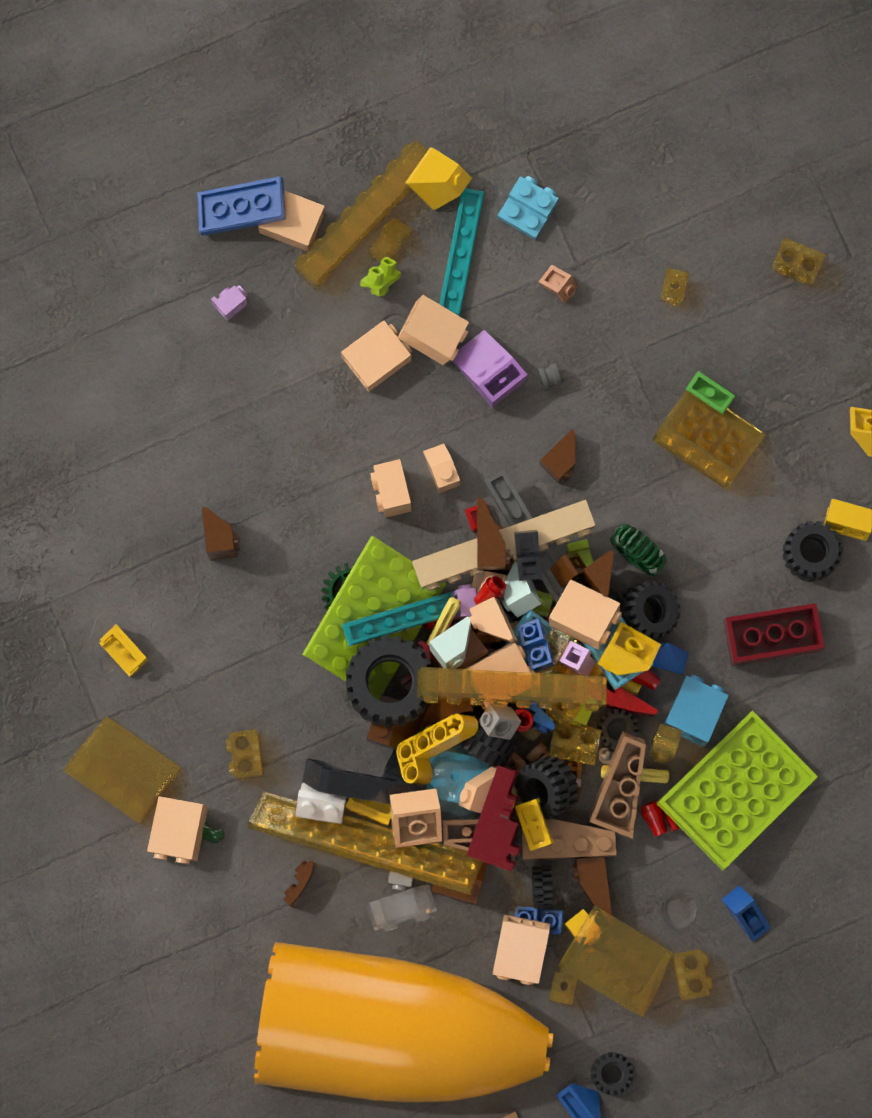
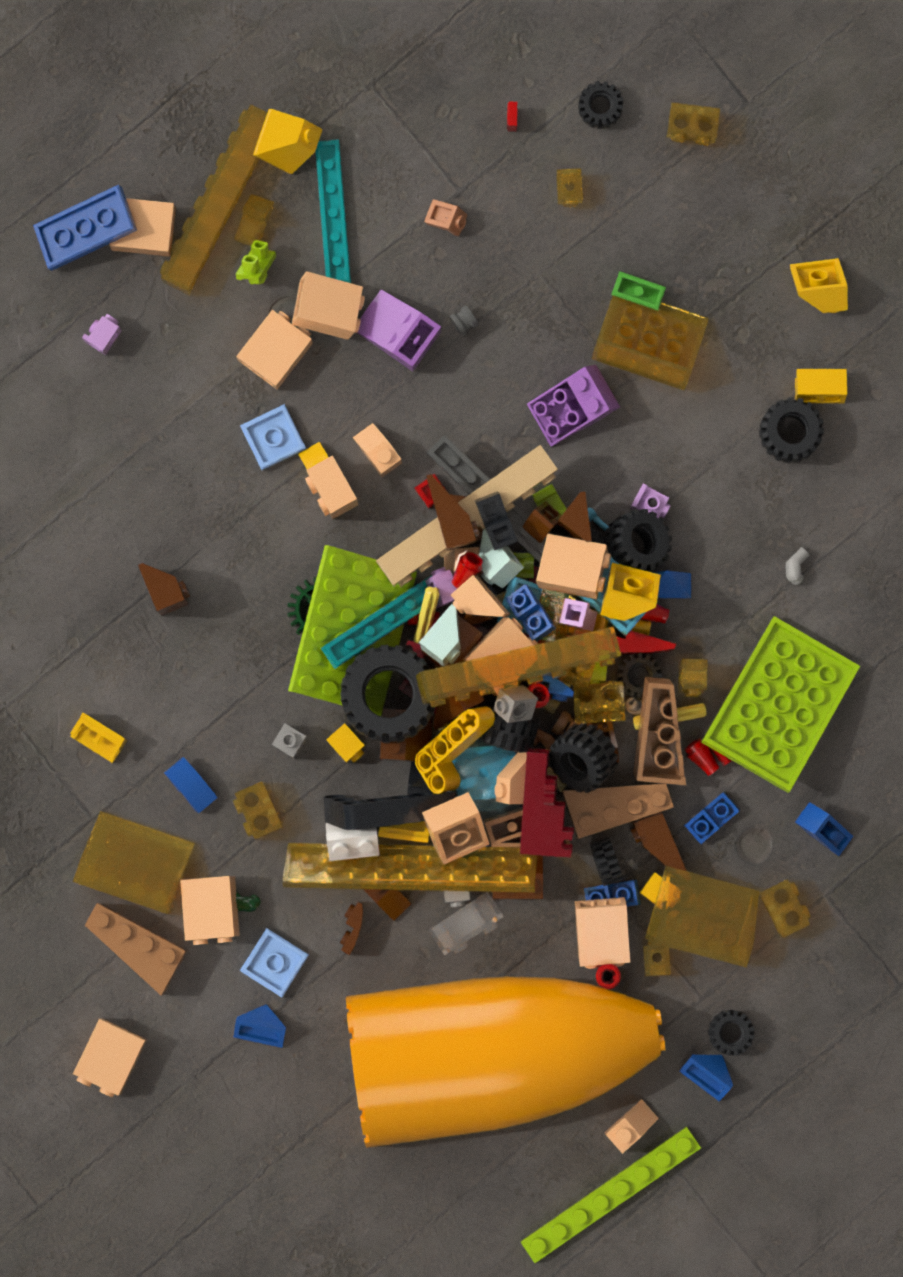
camera: 15 degrees left, 5 degrees up
(49, 937) = (109, 1057): none -> light nougat brick
(106, 848) = (141, 949): none -> medium nougat wedge
(192, 715) = (190, 785): none -> blue slope
(192, 948) = (261, 1027): none -> blue slope
(221, 894) = (274, 962): none -> light blue tile
(291, 700) = (289, 741): none -> light grey brick
(339, 867) = (390, 901): none -> reddish brown slope
(340, 717) = (346, 744): none -> yellow brick
(353, 431) = (273, 437): none -> light blue tile
(383, 456) = (313, 455): none -> yellow slope
(522, 990) = (614, 981): none -> red cone
(528, 207) = (391, 143): medium azure plate -> none
(534, 824) = (580, 801): yellow hinge -> none
(561, 458) = (501, 405): reddish brown slope -> none
(615, 578) = (593, 516): none -> medium azure hand
(625, 475) = (573, 404): none -> medium lavender slope
(638, 549) = (609, 480): dark green gear -> none
(640, 213) = (512, 116): none -> red tile
(648, 875) = (712, 817): none -> blue slope
(669, 571) = (646, 493): none -> lavender brick
(696, 710) = (715, 632): dark azure slope -> none
(721, 236) = (606, 91): none -> black tyre
(773, 634) = (774, 530): dark red brick -> none
(781, 672) = (793, 566): none -> light grey arm

